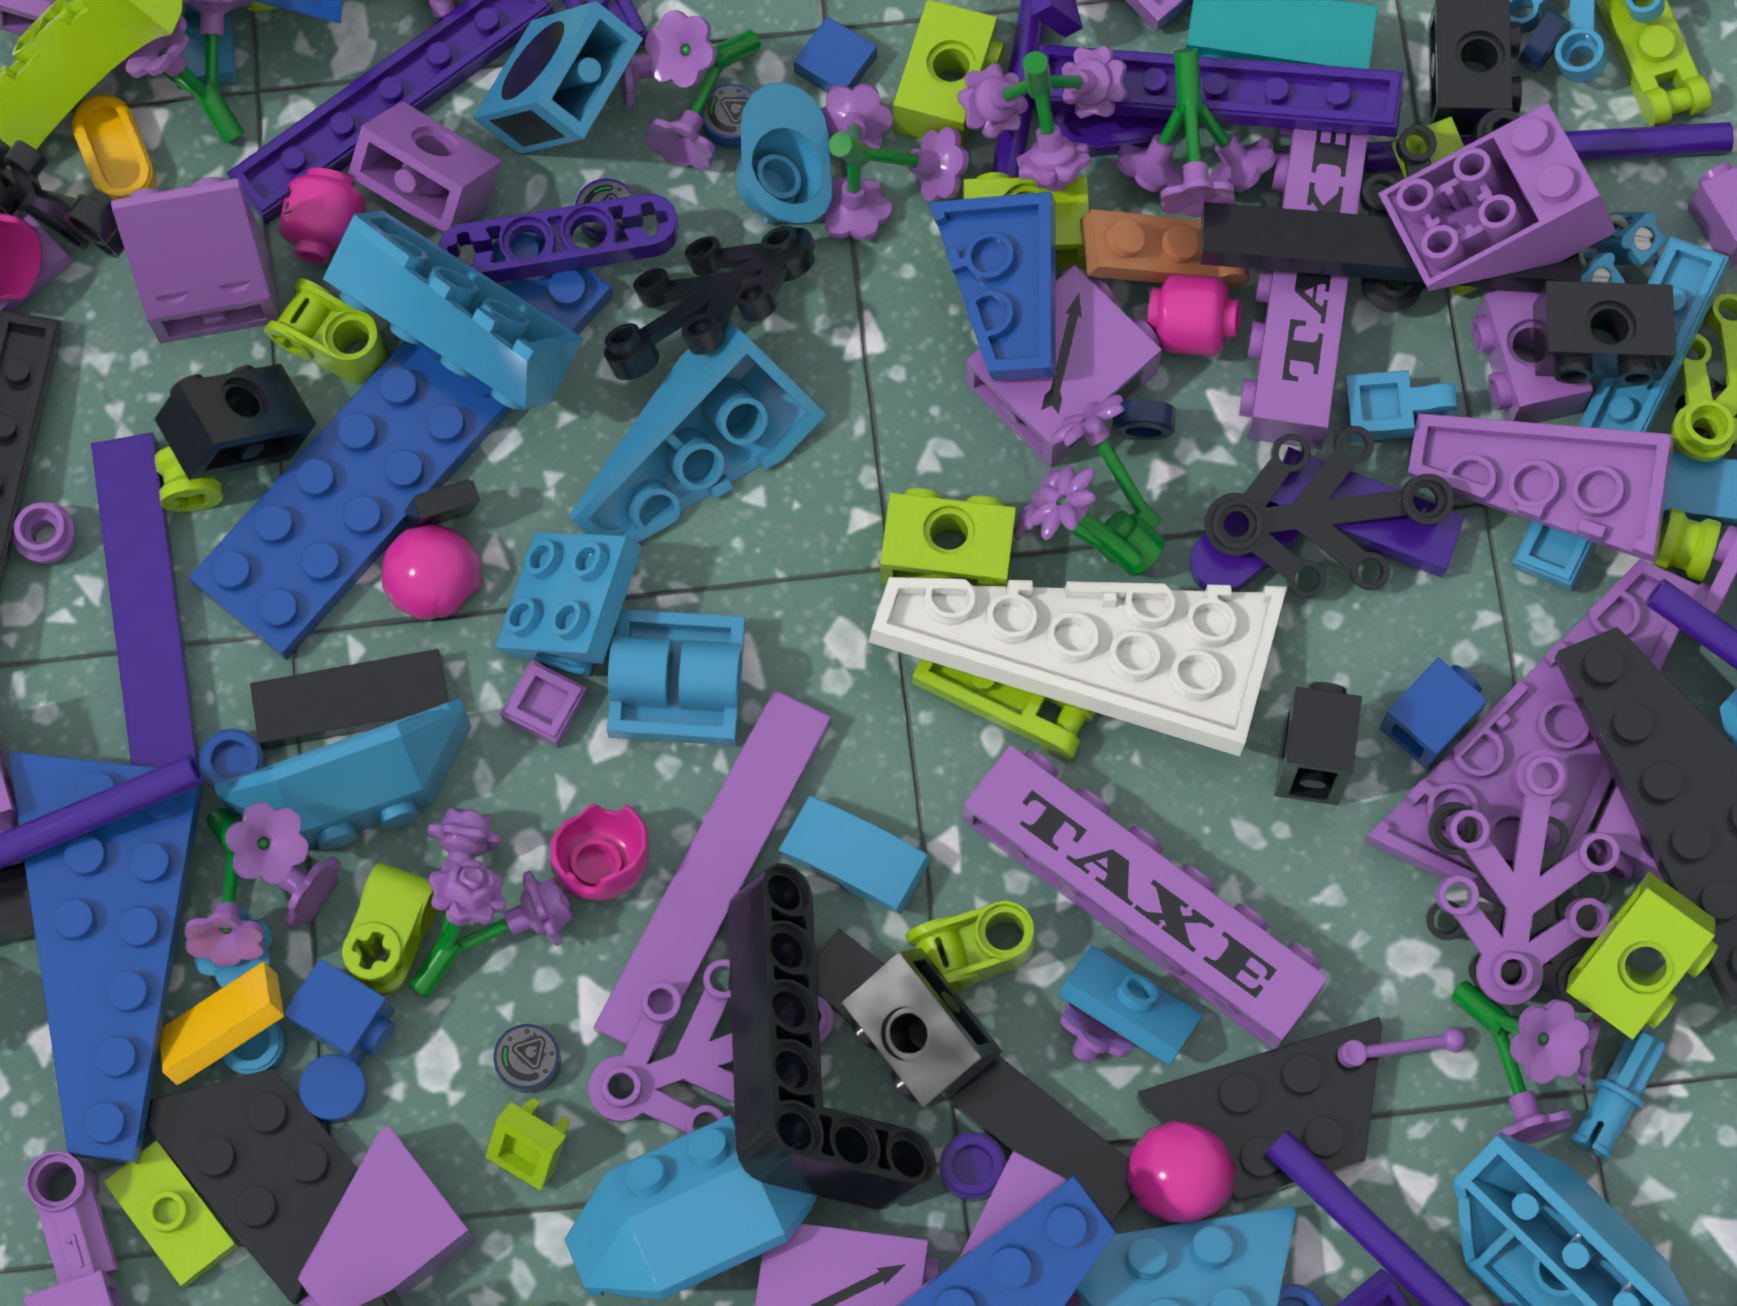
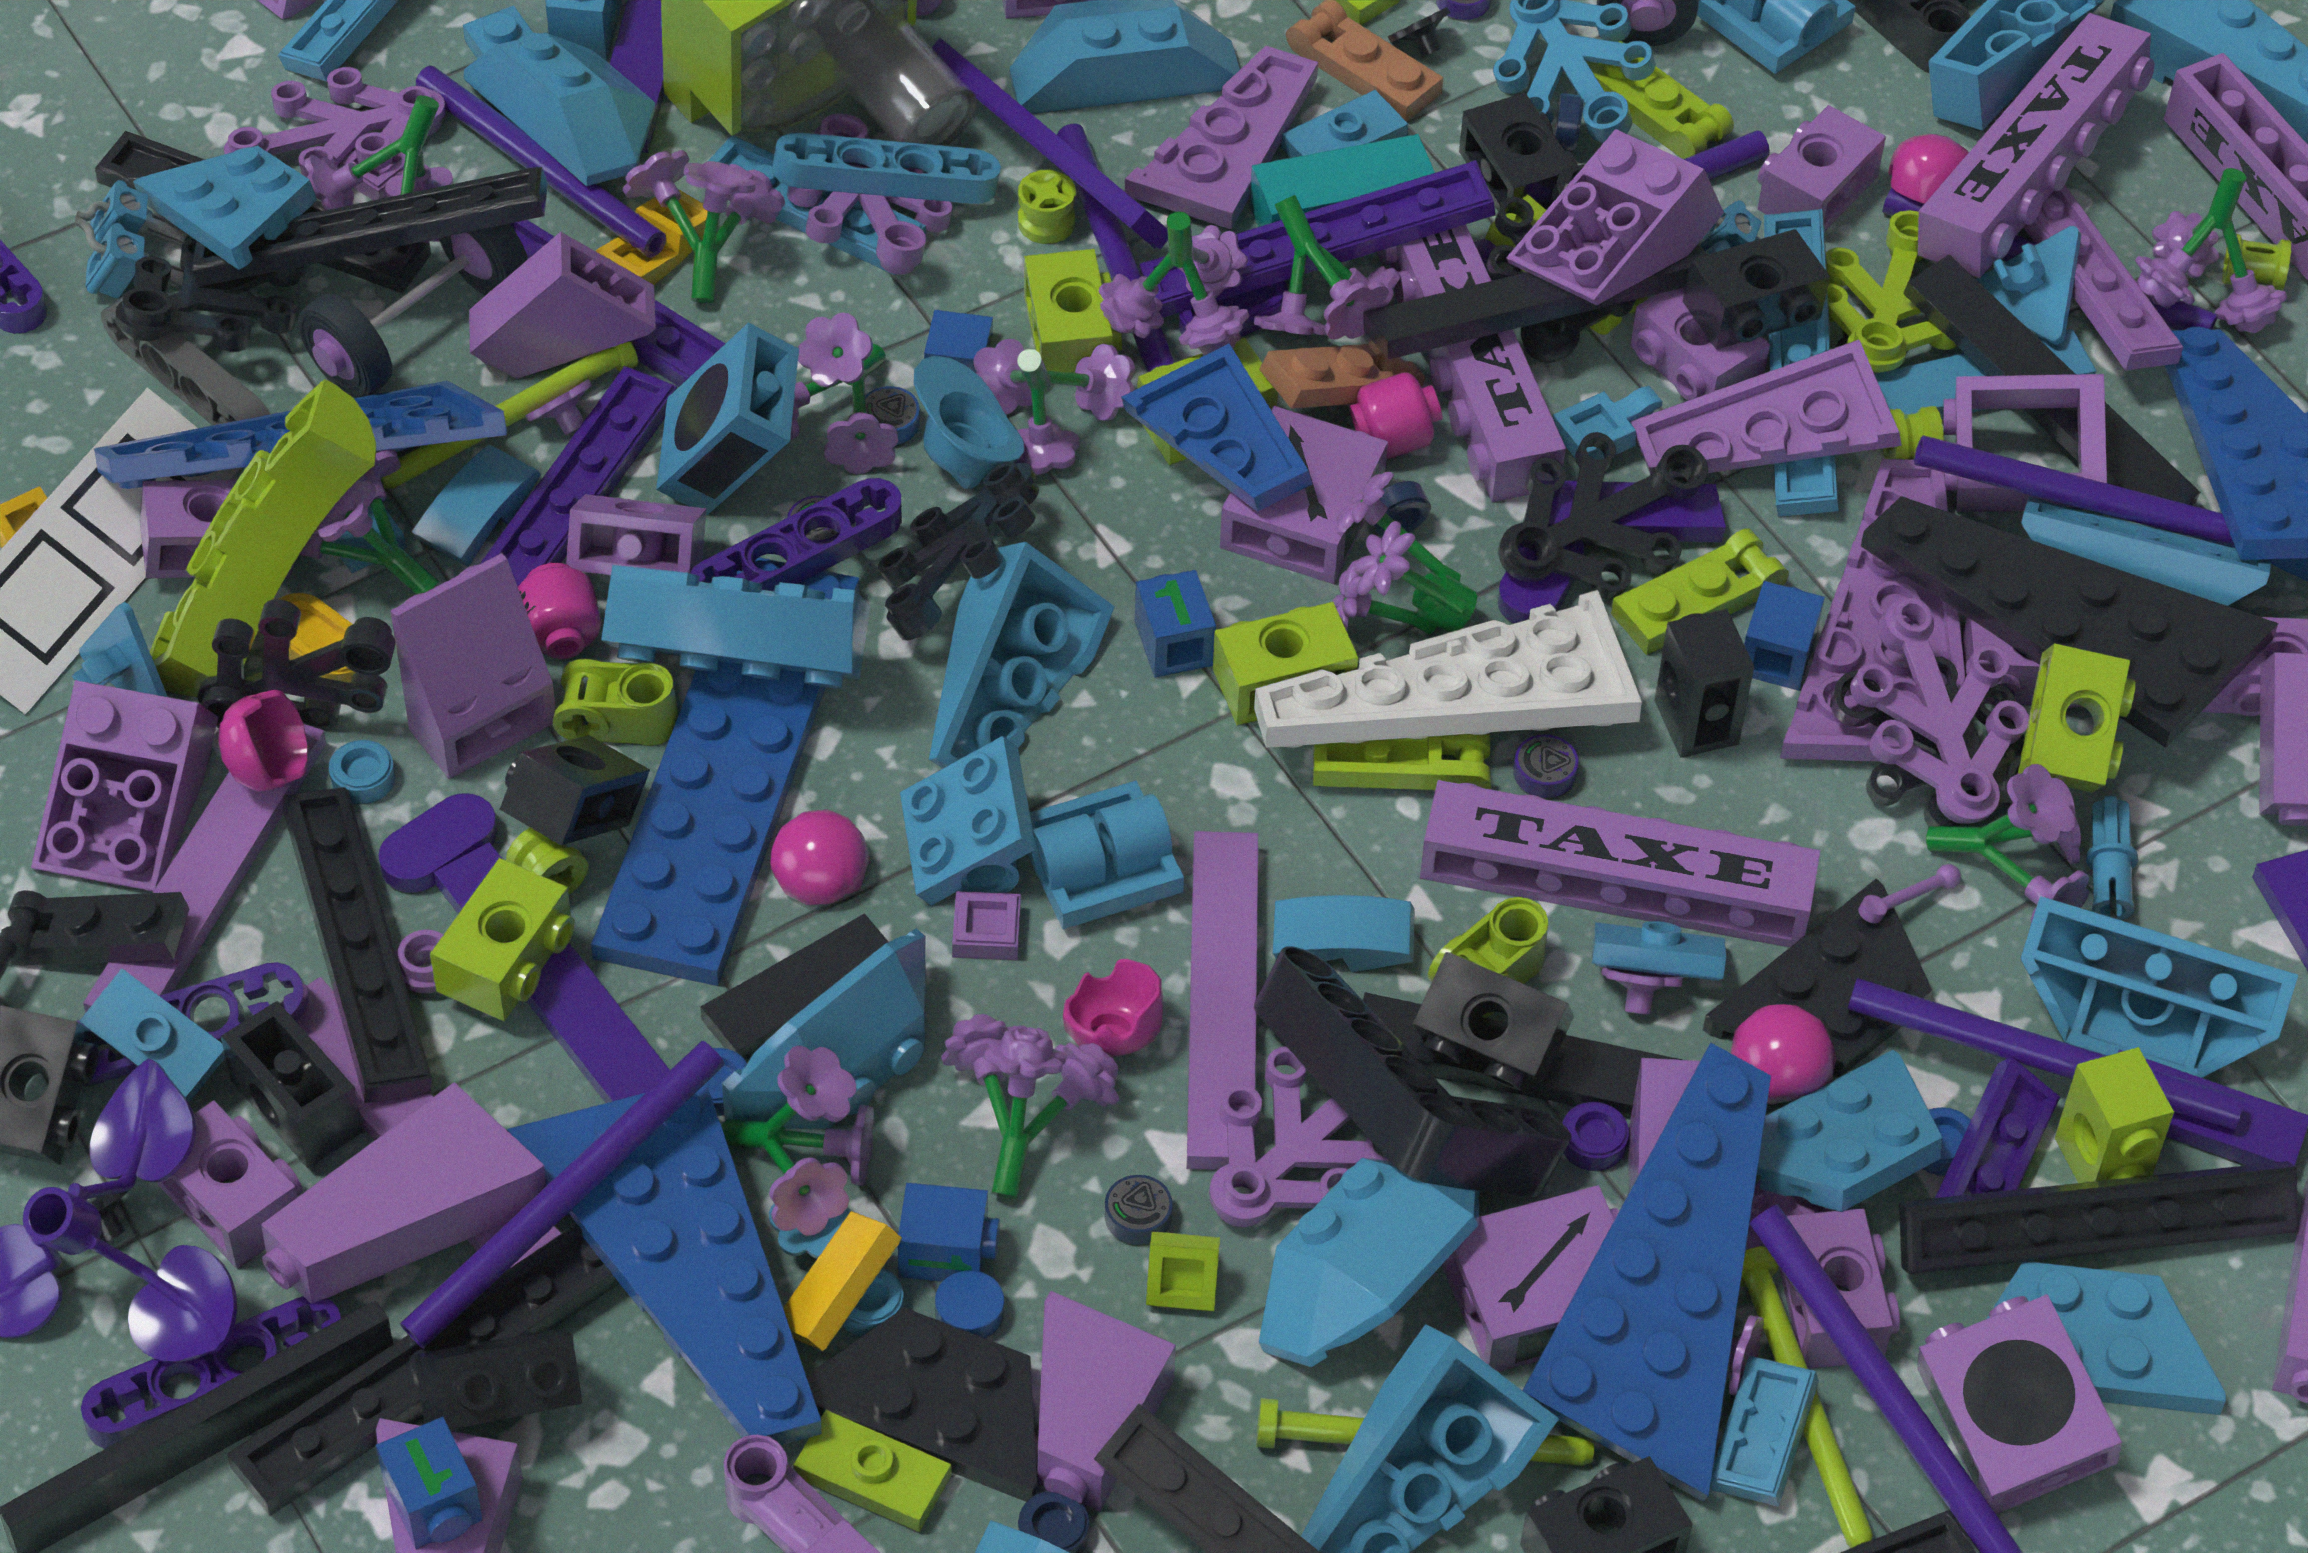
camera: 30 degrees left, 20 degrees down
(85, 307) = (363, 769): none -> dark azure tile
(109, 409) = (435, 840): none -> dark purple tile
(110, 517) = (506, 906): none -> lime brick
(312, 61) = (473, 502): none -> dark azure slope
(392, 917) = (950, 1138): lime piece -> none
(442, 504) = (805, 791): black tile -> none
(868, 456) = (1174, 623): none -> blue brick
(1137, 756) = (1545, 766): none -> tile
(1385, 626) = (1698, 587): none -> lime plate

